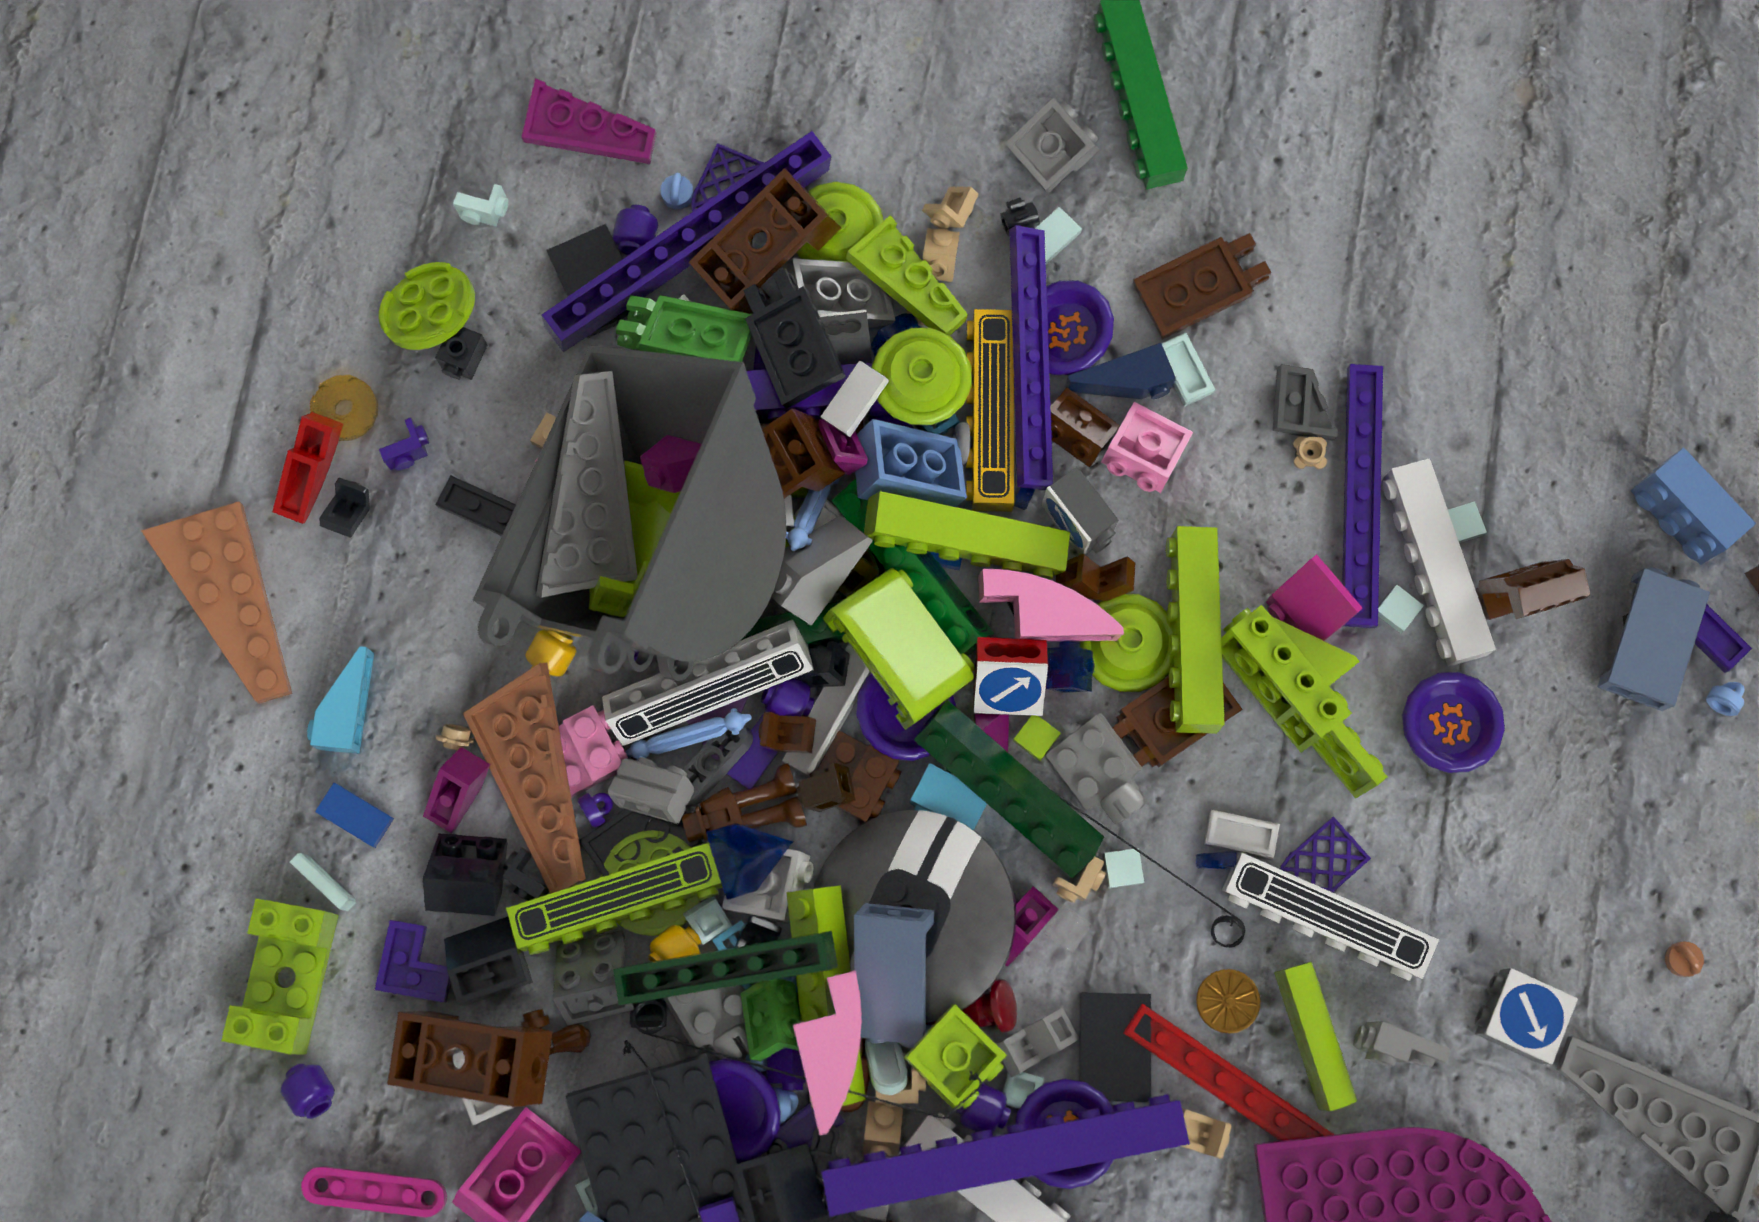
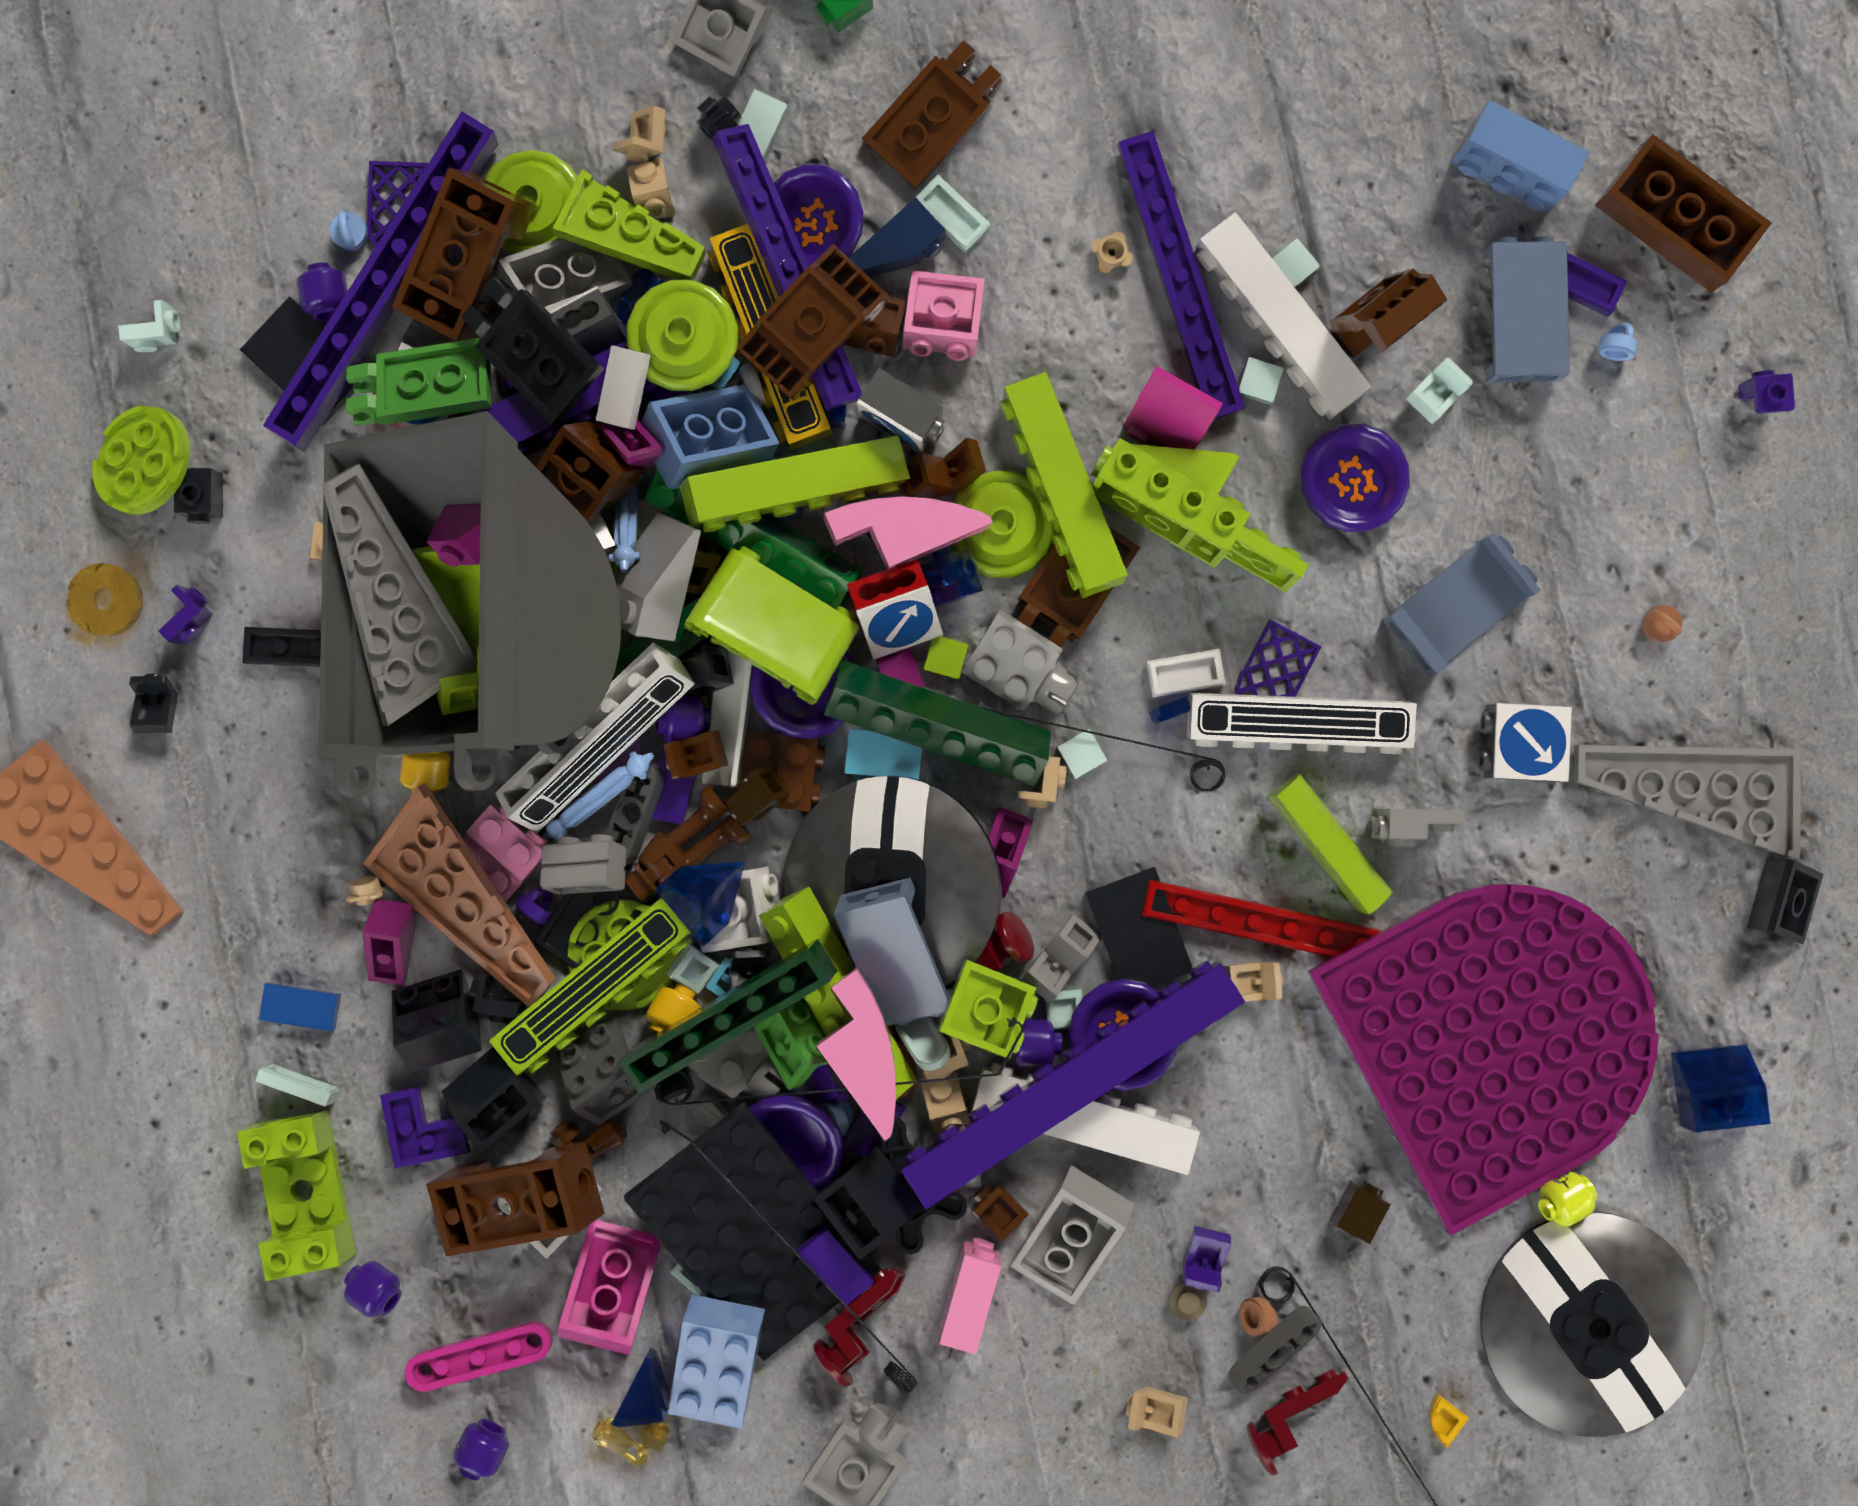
camera: 20 degrees left, 10 degrees up
(306, 466) = (93, 676): red slope -> none
(342, 712) = (241, 909): medium azure slope -> none
(574, 125) = (209, 201): magenta wing -> none
(1034, 407) = (812, 321): none -> reddish brown plate
(1228, 1001) = (1232, 843): pearl gold wheel -> none
(1300, 405) = (1083, 205): dark grey wing -> none
(1510, 869) = (1462, 603): none -> sand blue panel
(1554, 676) = (1439, 390): none -> light aqua bracket

